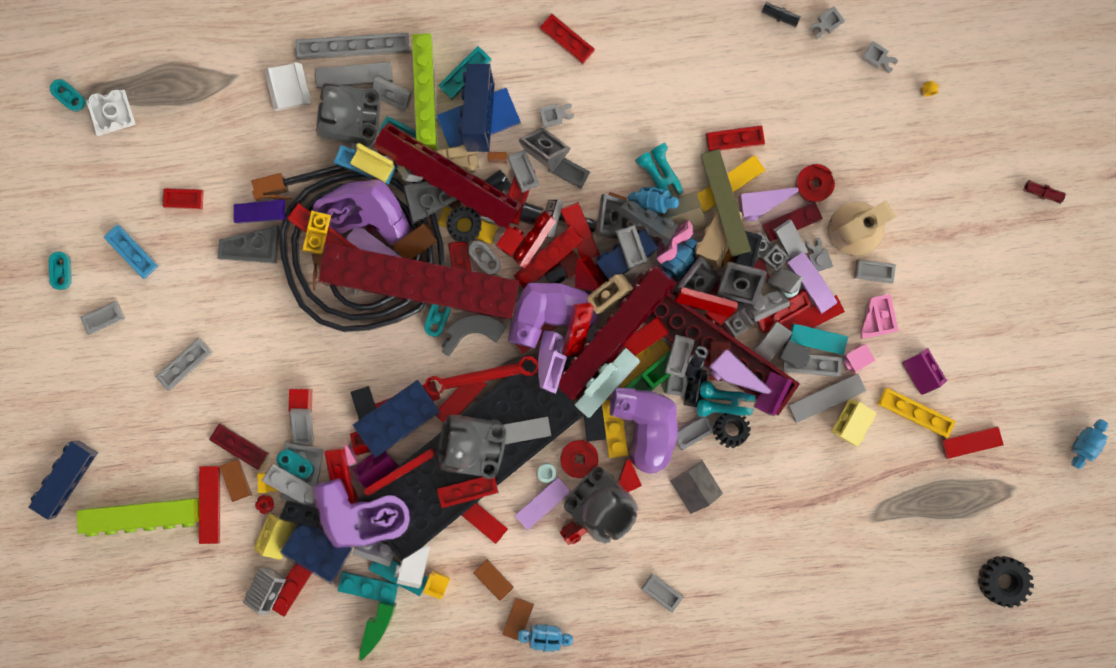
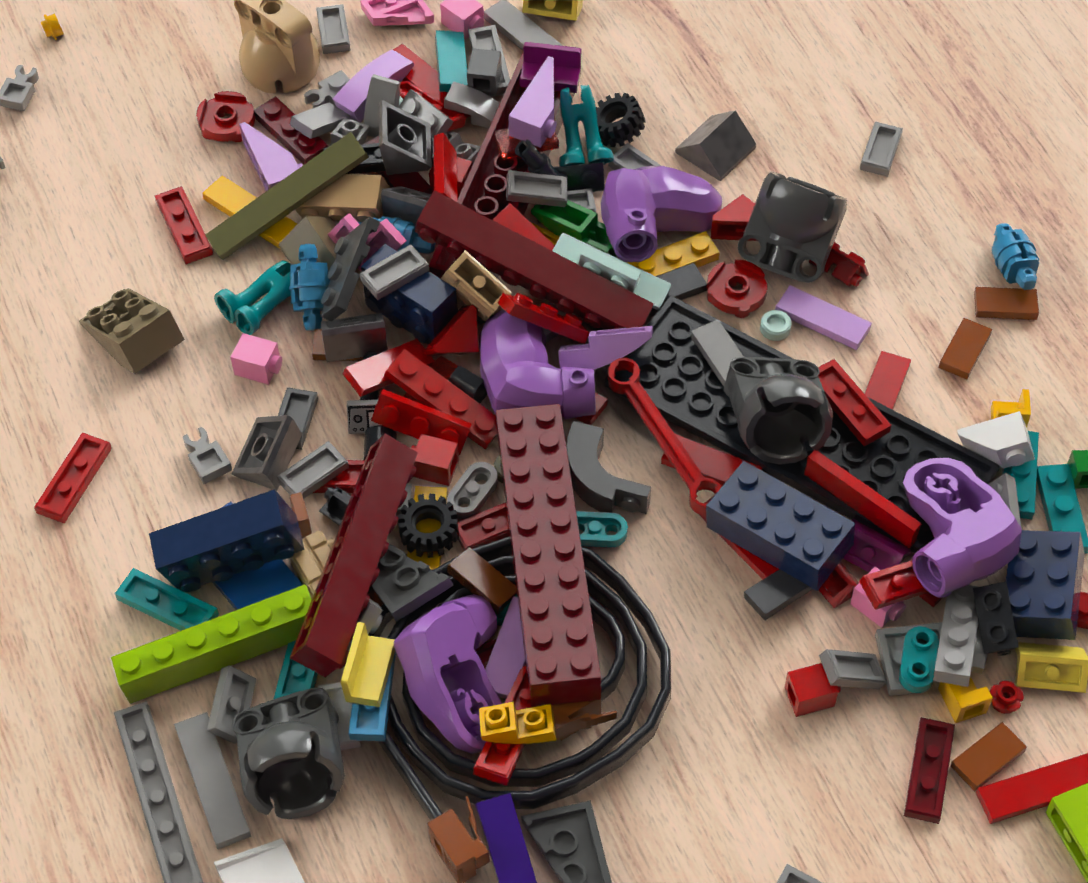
camera: 105 degrees left, 30 degrees down
(614, 158) = (256, 359): none -> bright pink brick
(660, 90) = (133, 329): none -> dark tan slope

